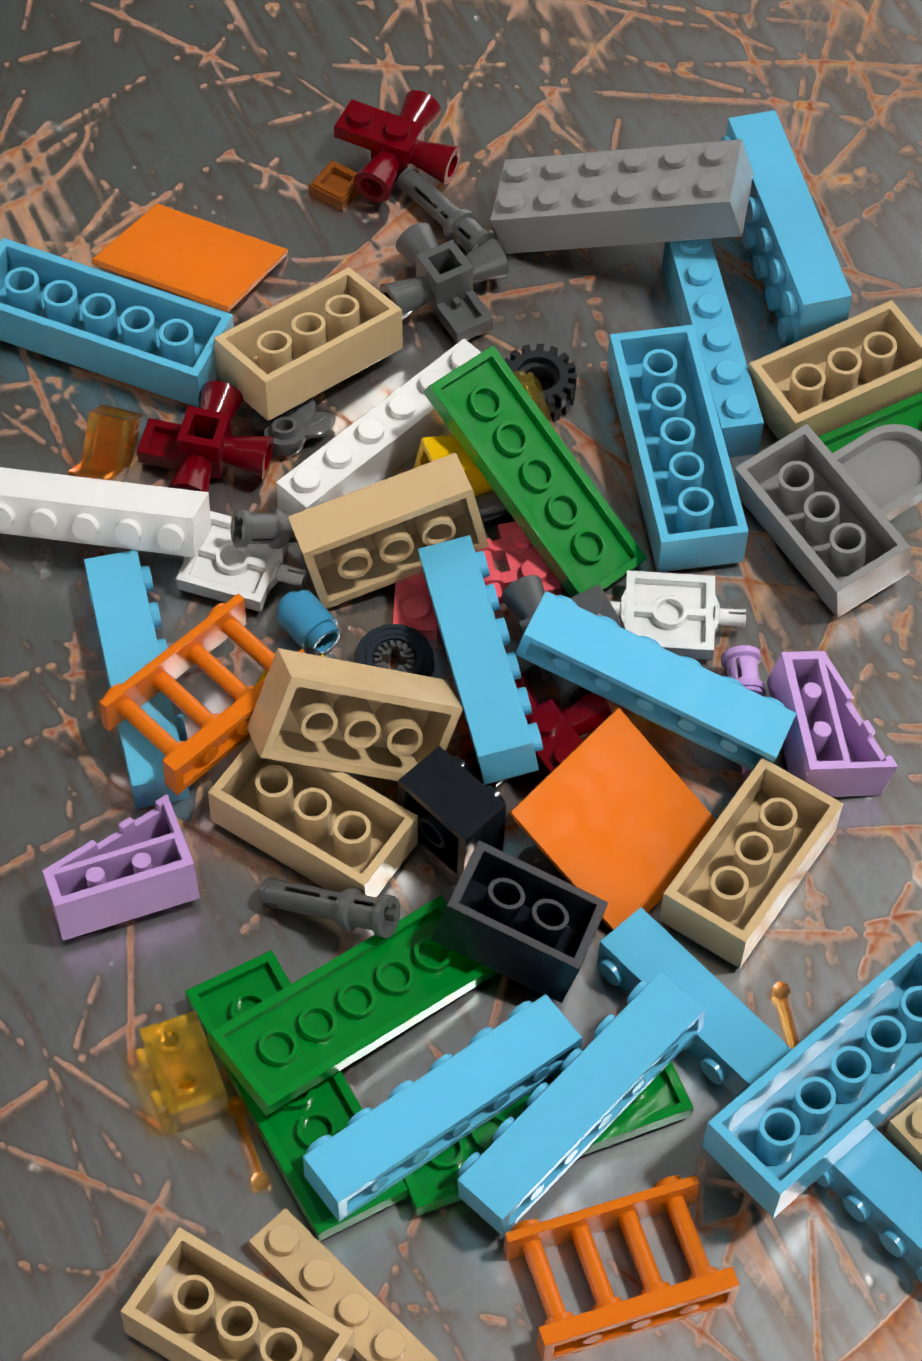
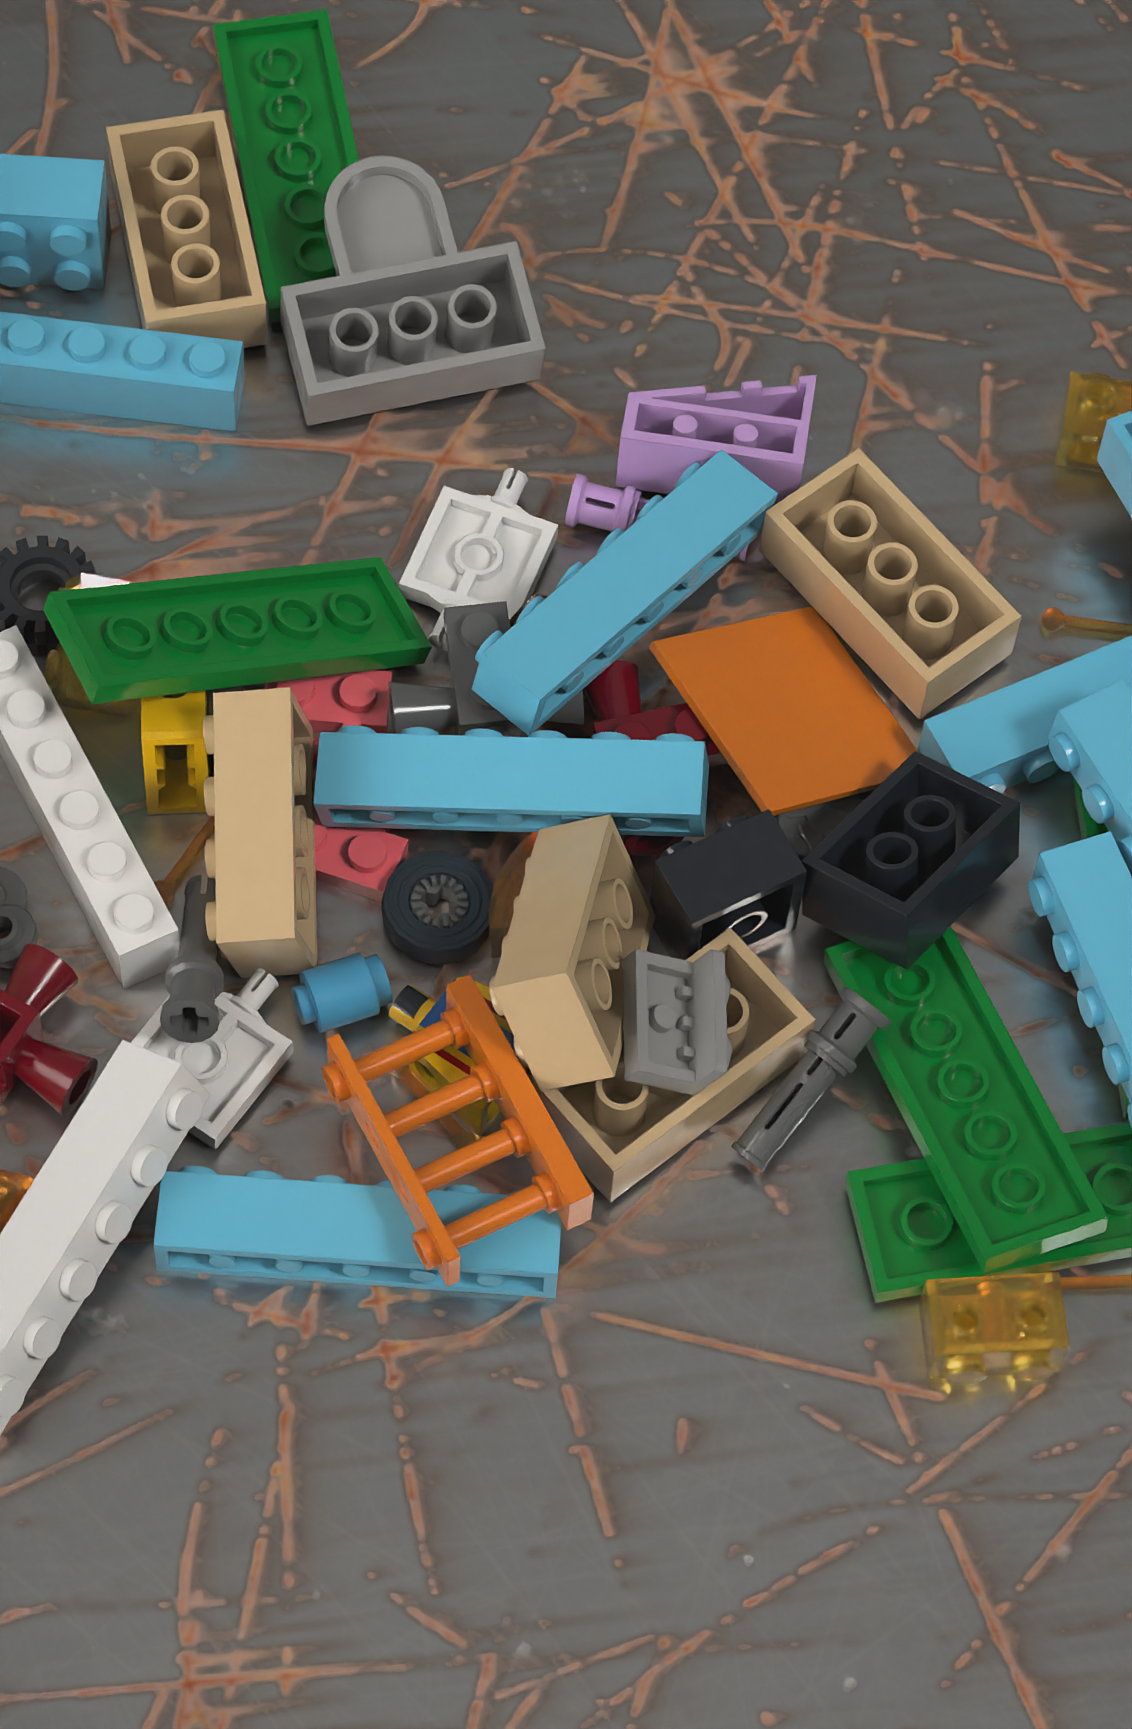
camera: 75 degrees left, 5 degrees up
(124, 875) = (684, 1313): lavender wedge -> none
(321, 786) = (675, 1020): none -> light grey bracket
(676, 449) = (226, 460): medium azure brick -> none

